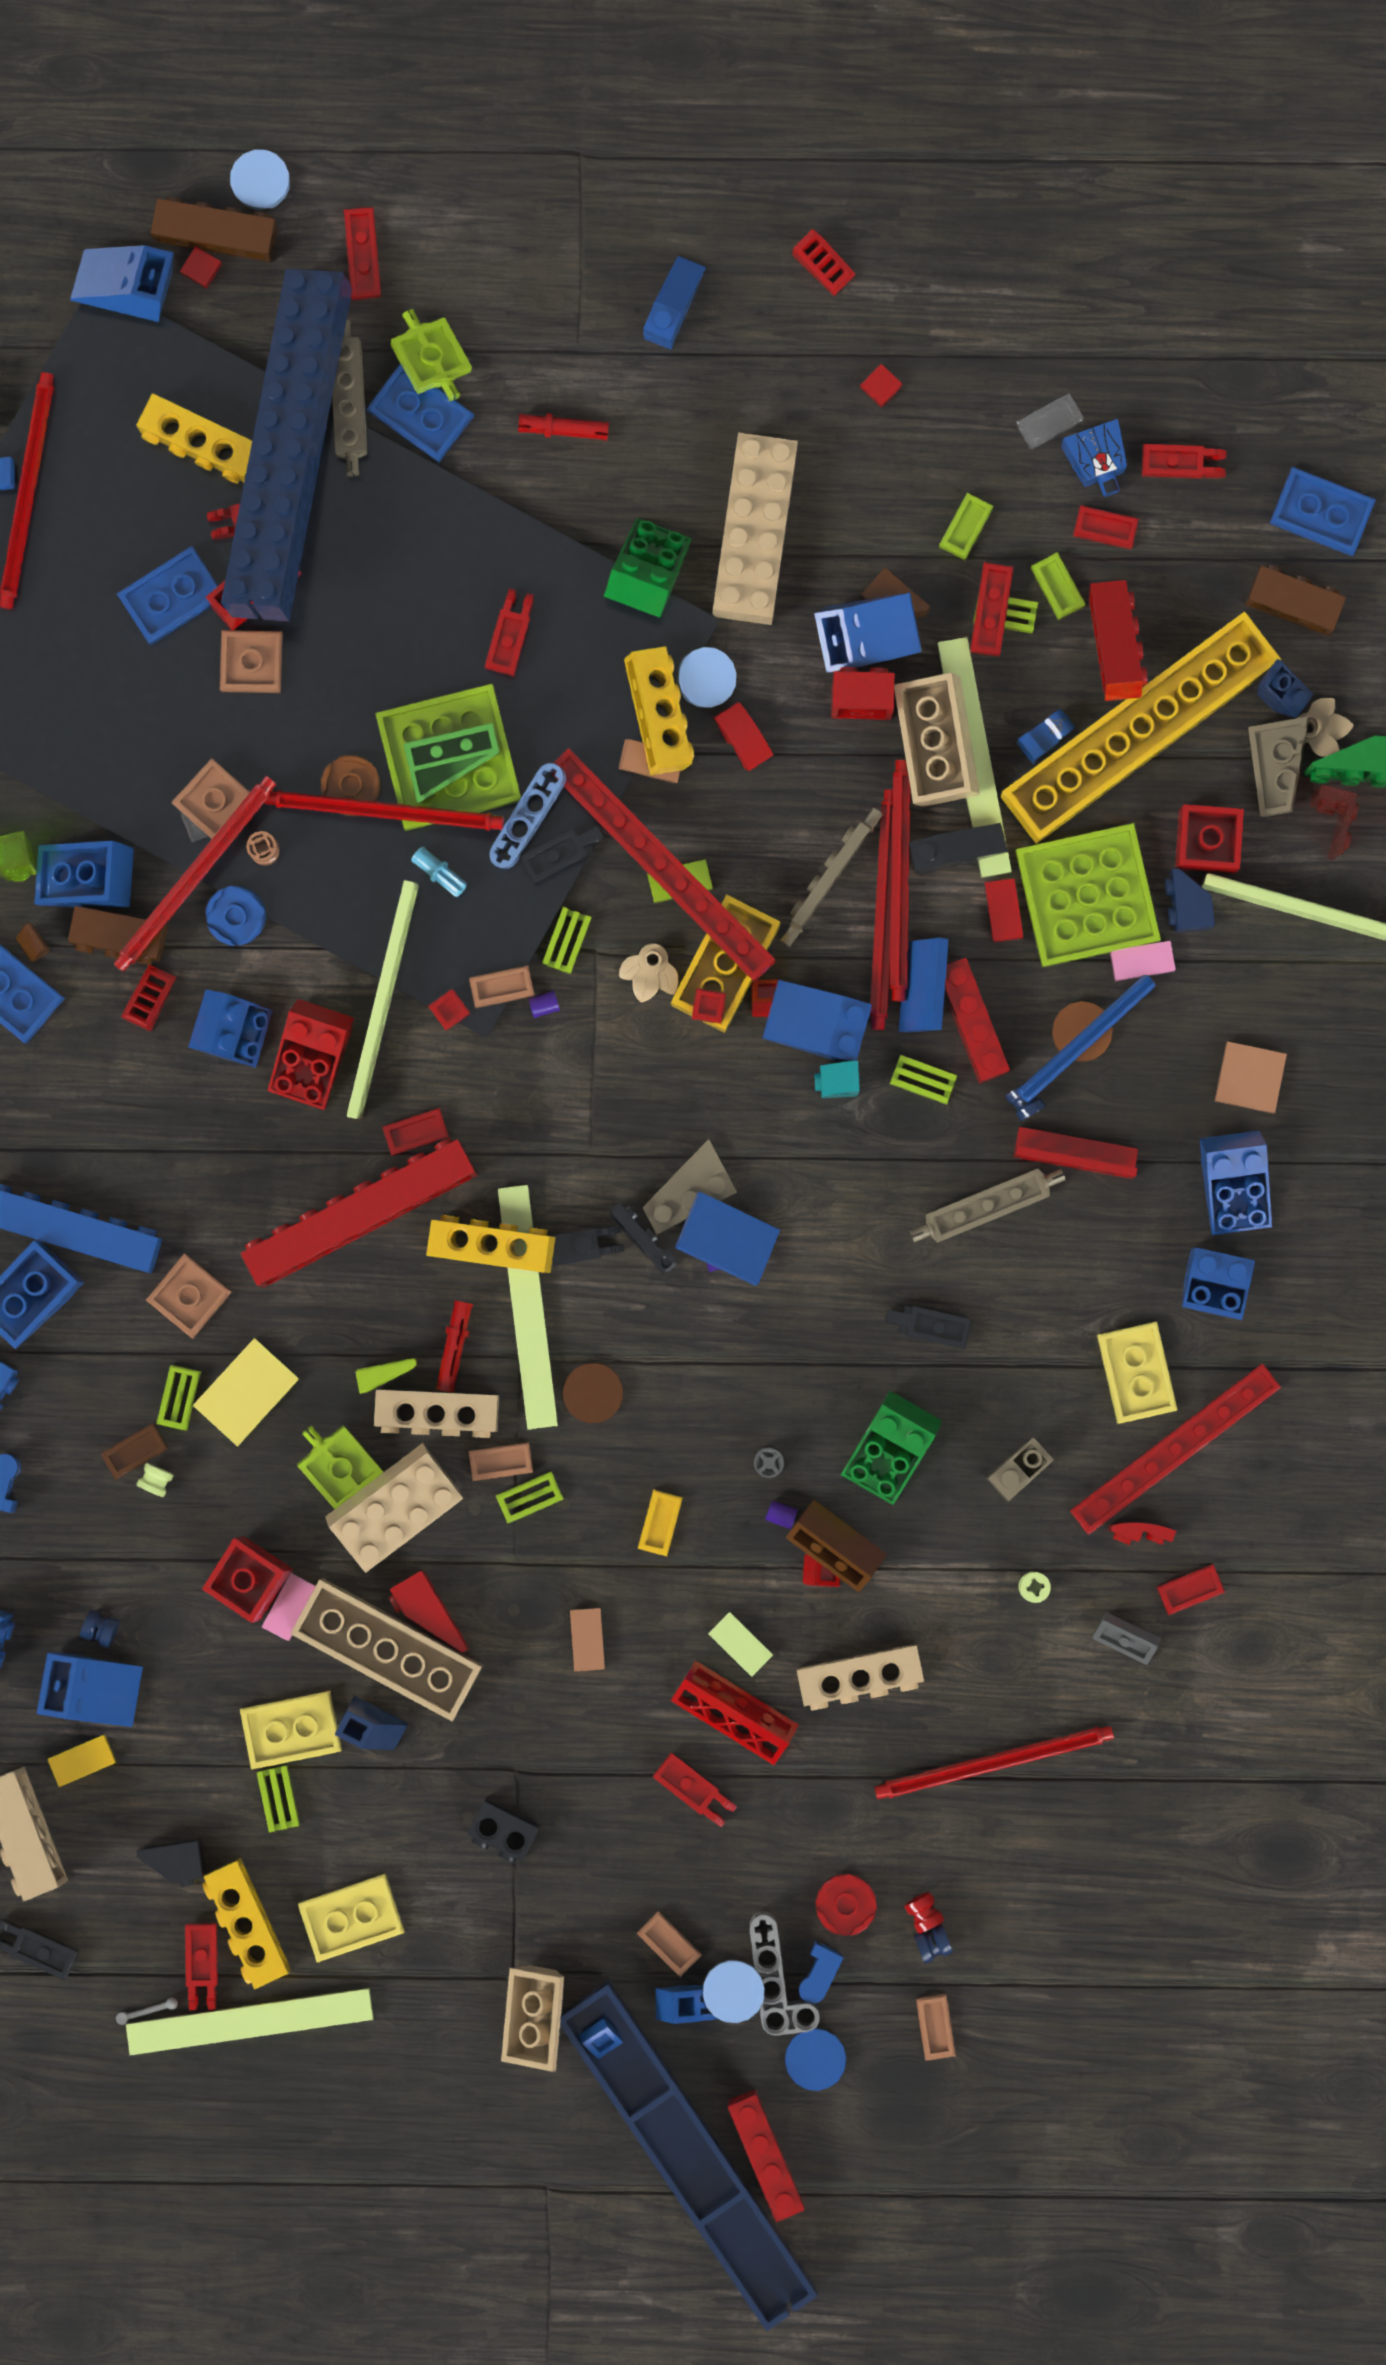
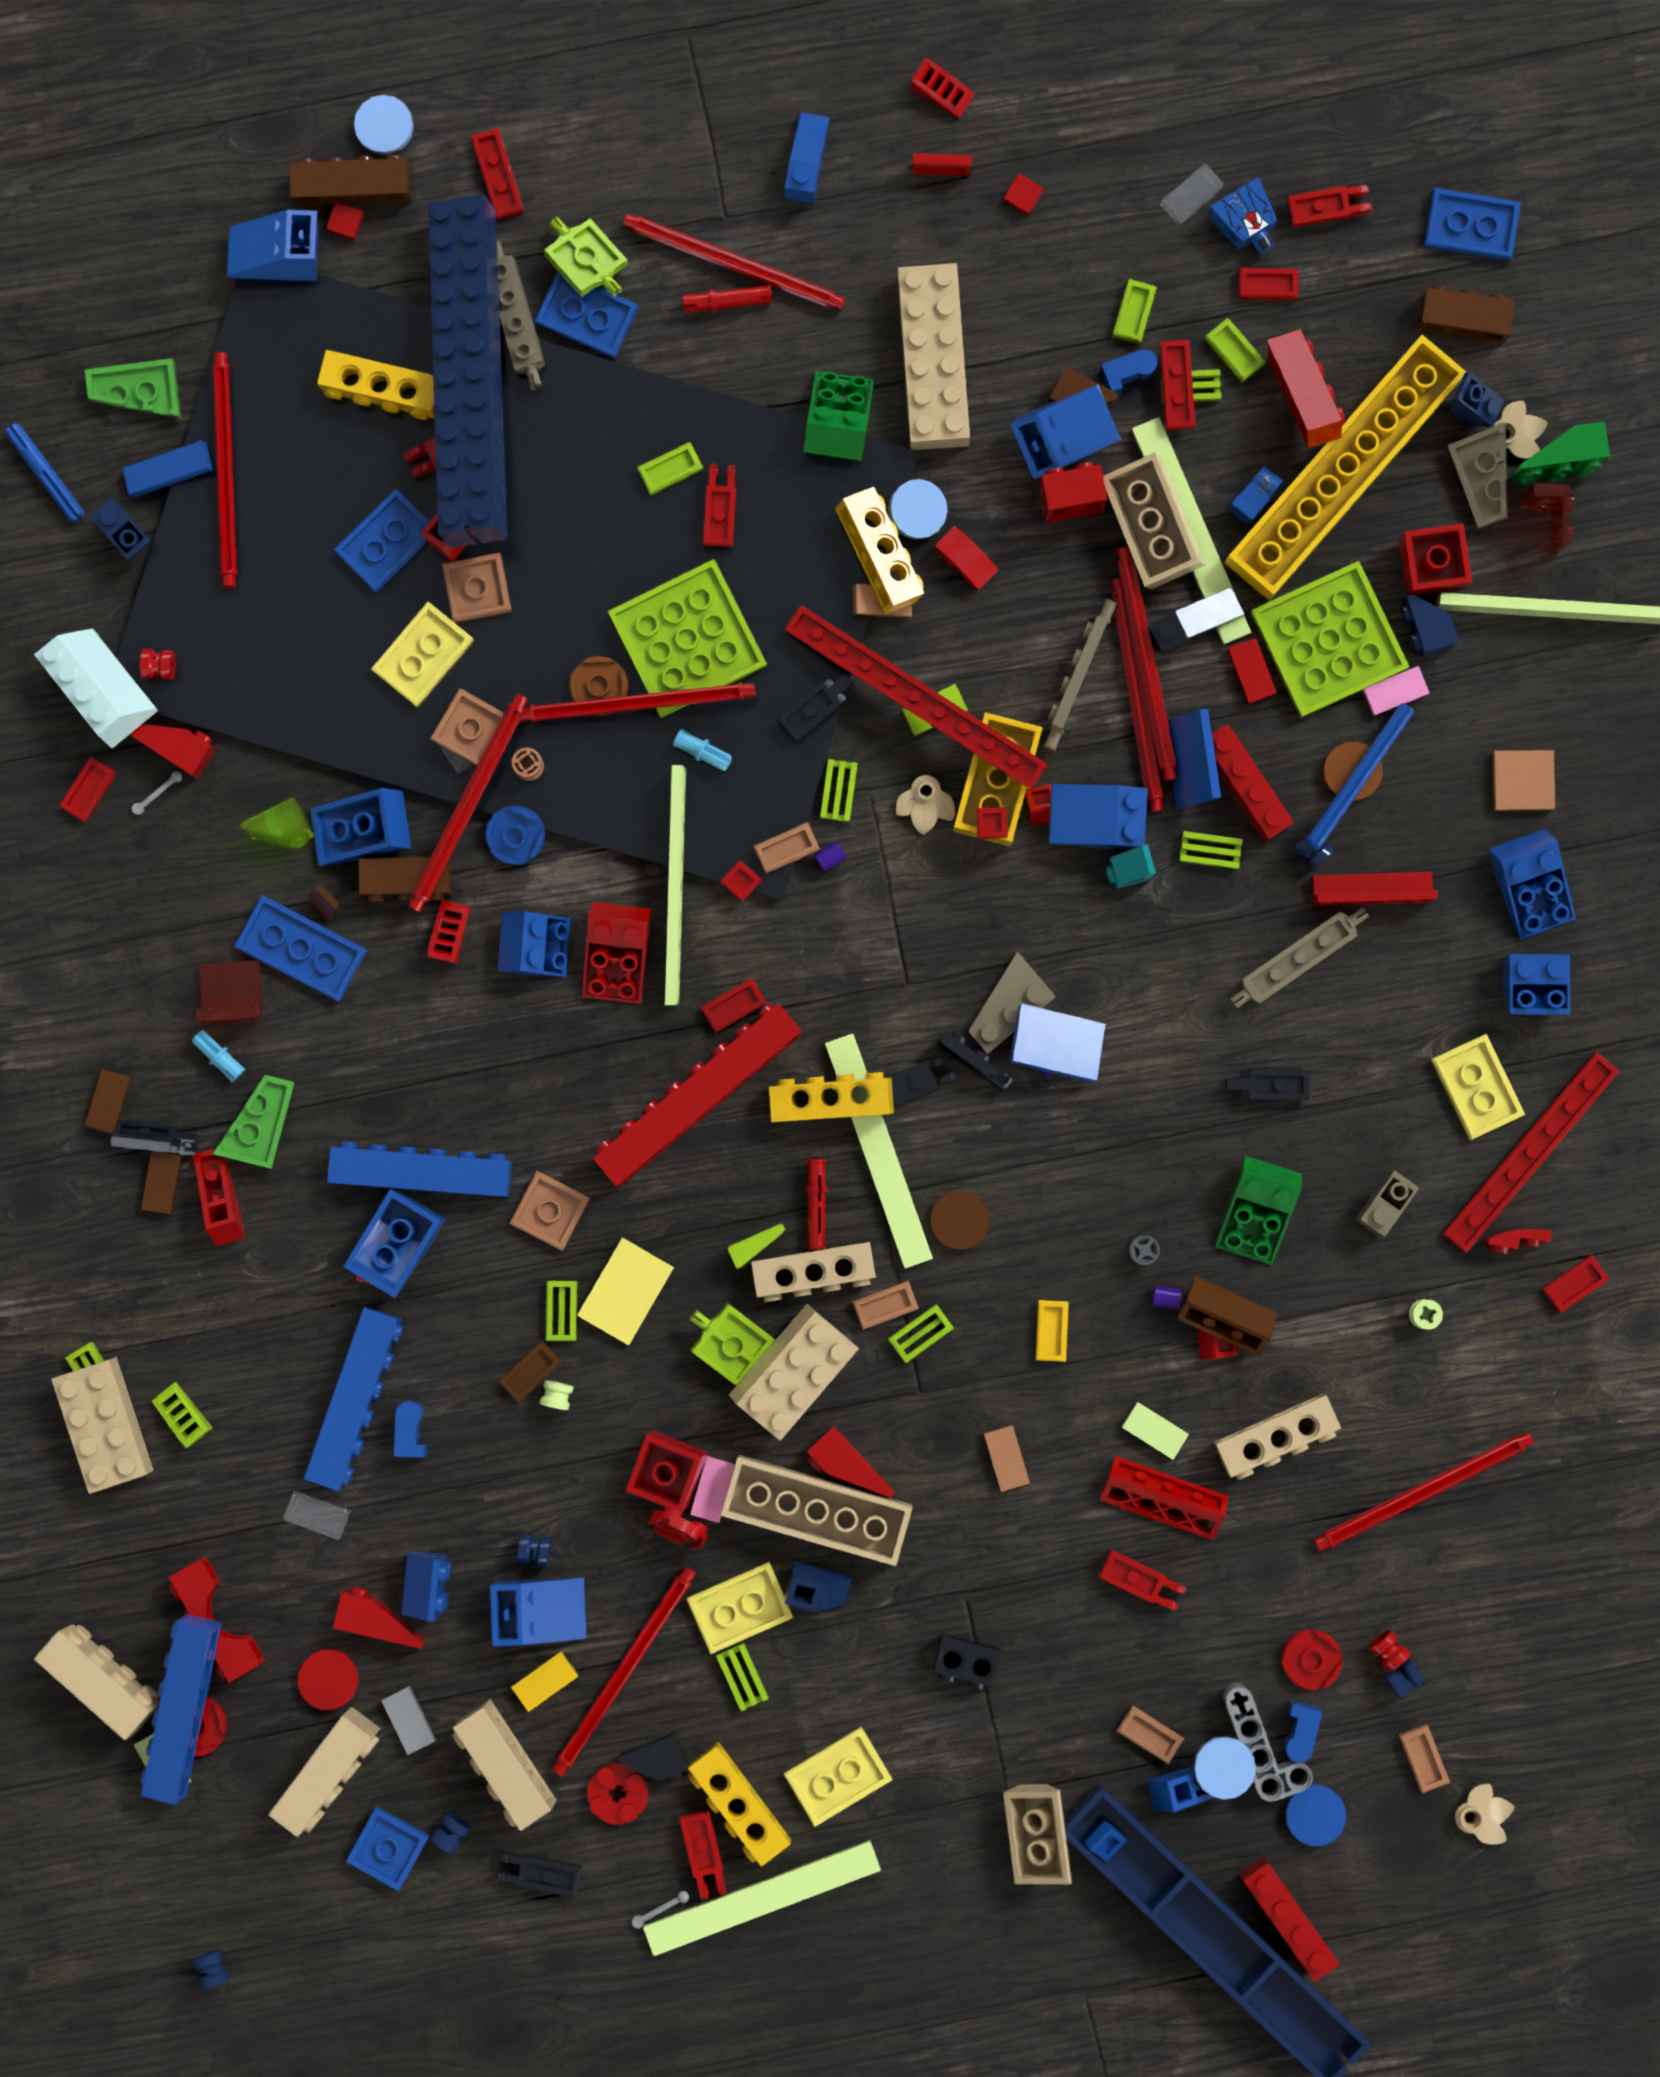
camera: 10 degrees left, 0 degrees up
(116, 1899) = (626, 1808): none -> red plate
(162, 1767) = (624, 1671): none -> red piece
(183, 716) = (422, 654): none -> light yellow tile
(244, 1638) = (676, 1529): none -> red plate
(447, 757) = (688, 637): bright green wedge -> none
(469, 584) = (670, 468): none -> lime tile
(532, 819) = (781, 680): medium blue beam -> none
(578, 391) = (734, 262): none -> red piece
(806, 338) = (942, 164): none -> red tile
(946, 582) = (1131, 367): none -> blue leg
(987, 2095) = (1488, 1814): none -> tan plate
(1126, 1638) = (1525, 1344): dark grey plate -> none

